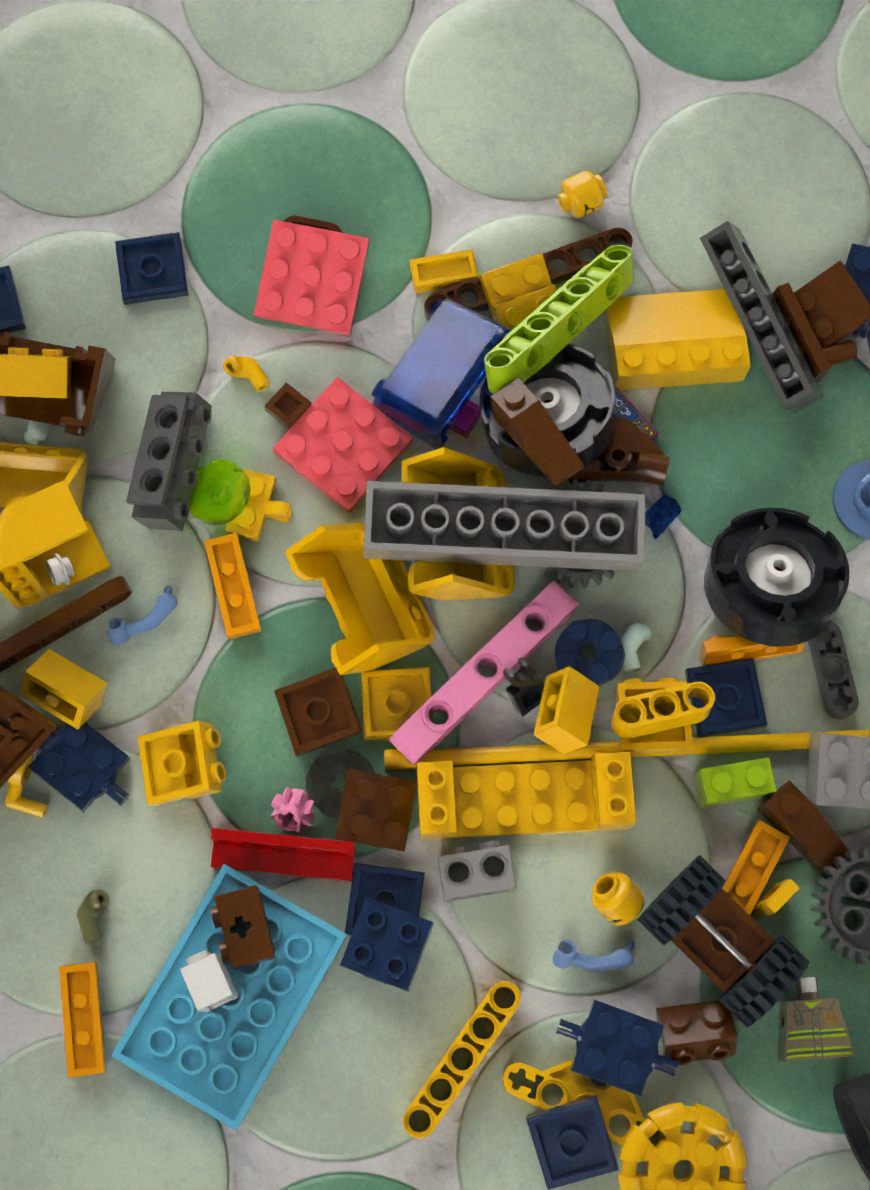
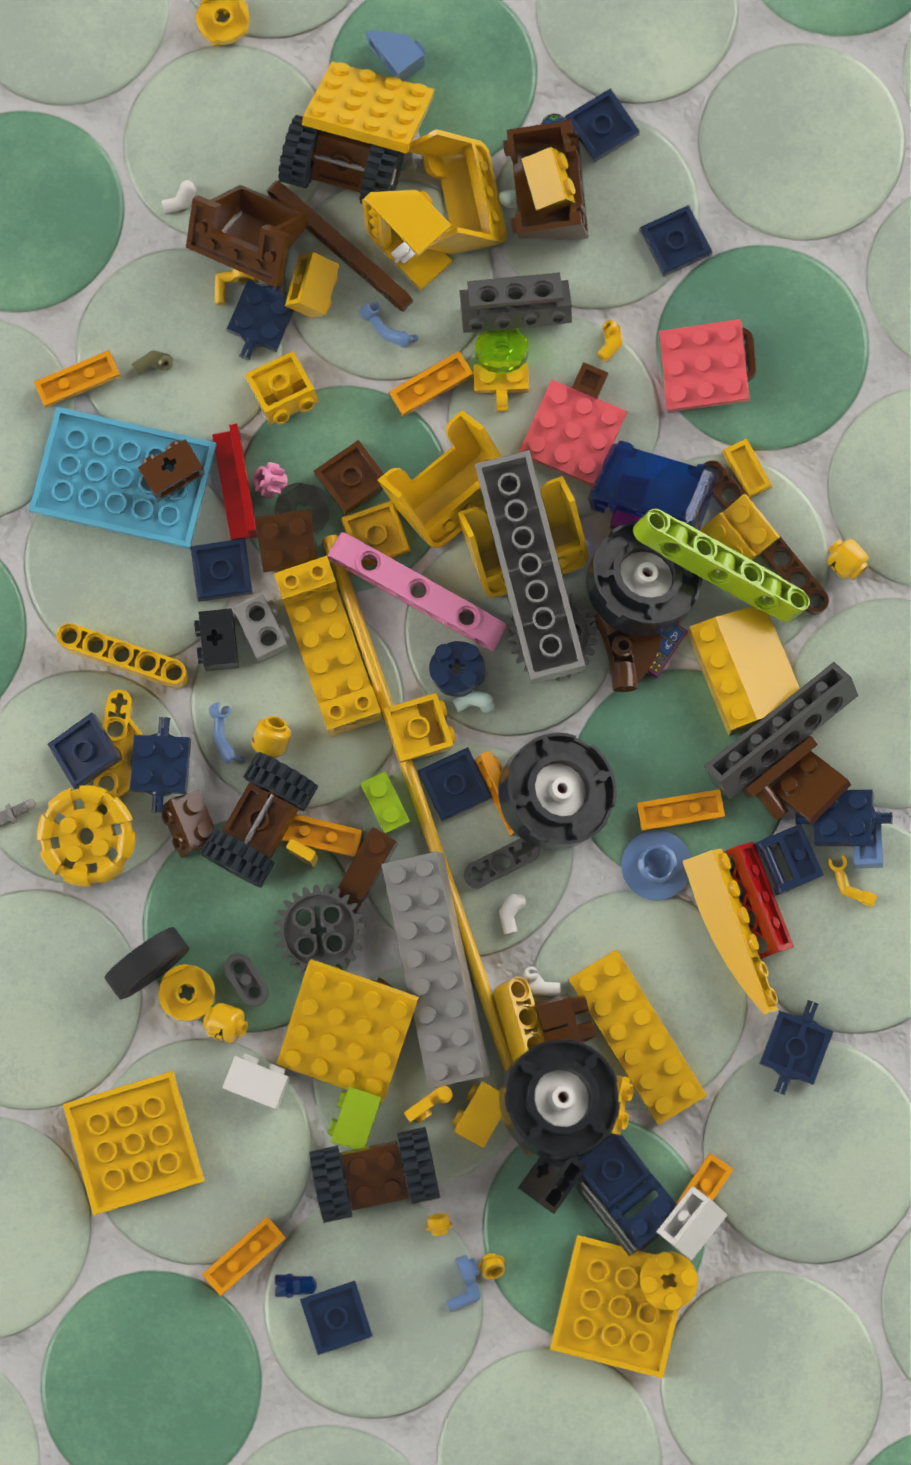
camera: 80 degrees right, 5 degrees up
(208, 981) = (123, 454): white brick -> none
(387, 944) = (189, 577): dark blue plate -> none
(460, 917) = (225, 654): none -> black brick
(525, 687) = (413, 625): black plate -> none
(535, 431) = (608, 566): reddish brown slope -> none
(566, 710) = (402, 659): yellow brick -> none
(661, 515) = (589, 695): clear blue piece -> none
(673, 698) = (420, 713): yellow beam -> none
(812, 1026) = (216, 907): dark tan torso -> none
(821, 453) = (680, 810): none -> light orange plate

